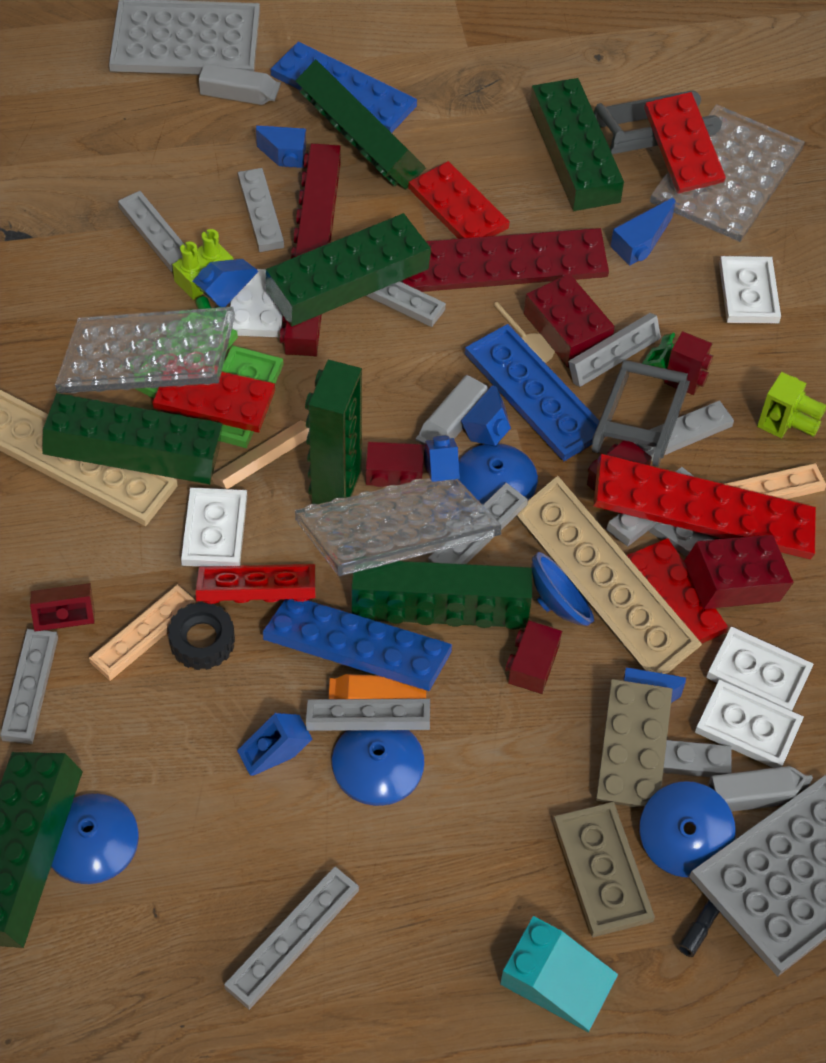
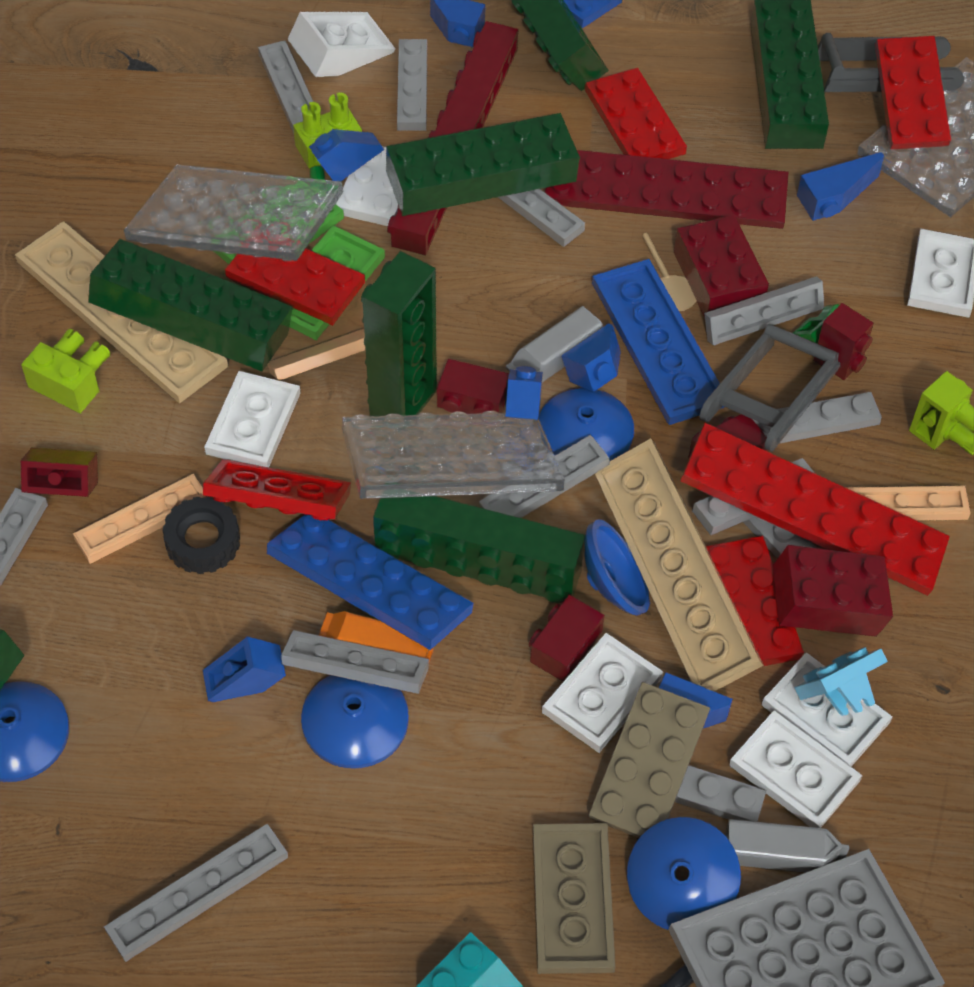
camera: 15 degrees right, 0 degrees up
(38, 524) = (60, 376): none -> lime brick
(186, 183) = (338, 41): none -> white slope
(576, 695) = (600, 692): none -> white plate
(771, 642) = (844, 680): none -> medium azure plate

